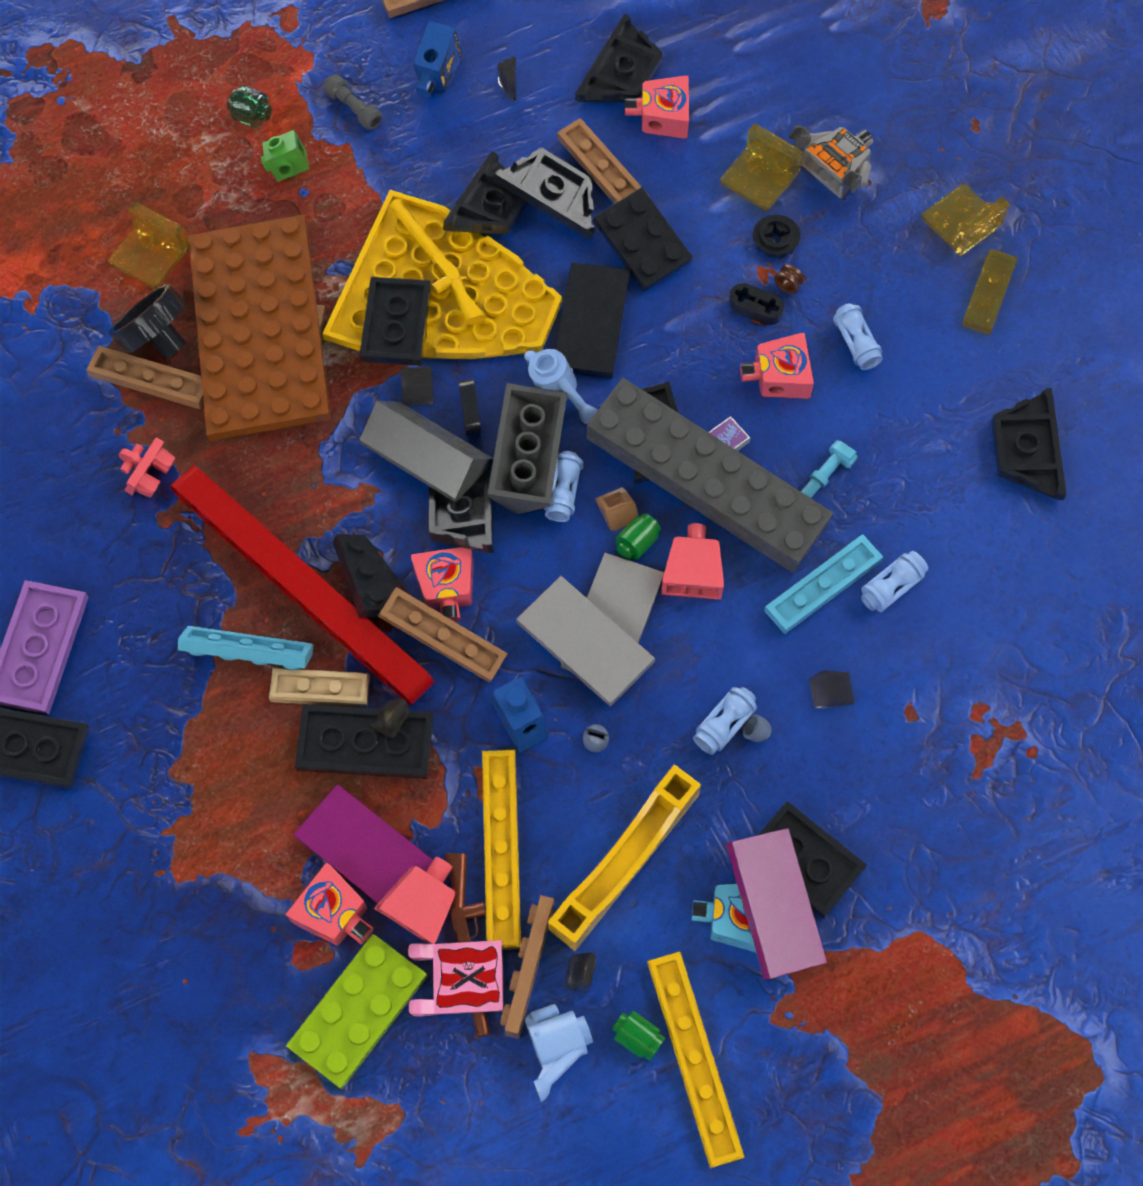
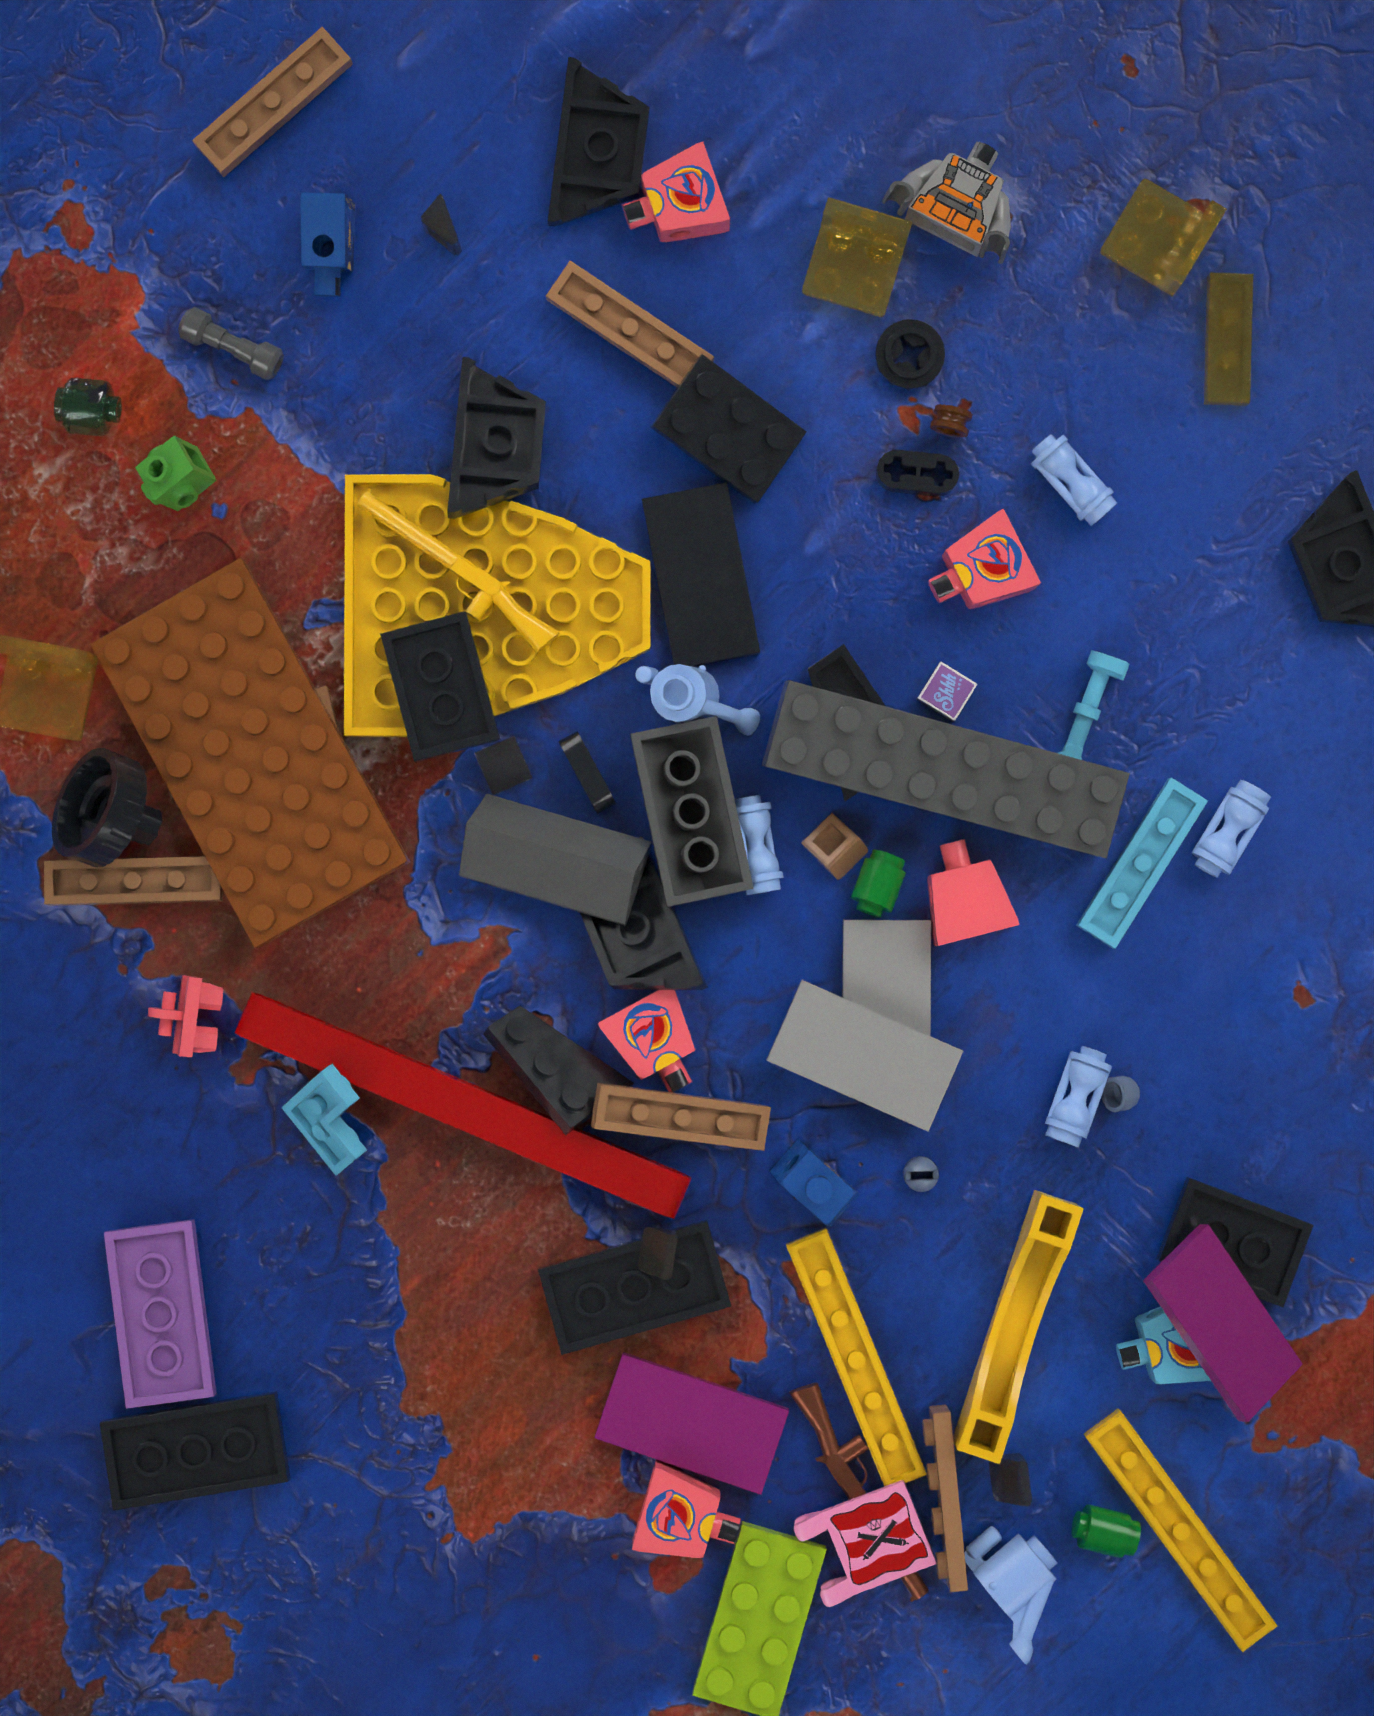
camera: 25 degrees left, 20 degrees up
(199, 554) = (317, 1116): none -> medium azure plate
(248, 647) = (430, 1218): medium azure plate -> none
(319, 687) = (546, 1233): tan tile -> none
(420, 900) = (786, 1471): coral torso -> none
(552, 188) = (575, 394): wing -> none
(831, 689) = (1195, 1002): clear smoke slope -> none

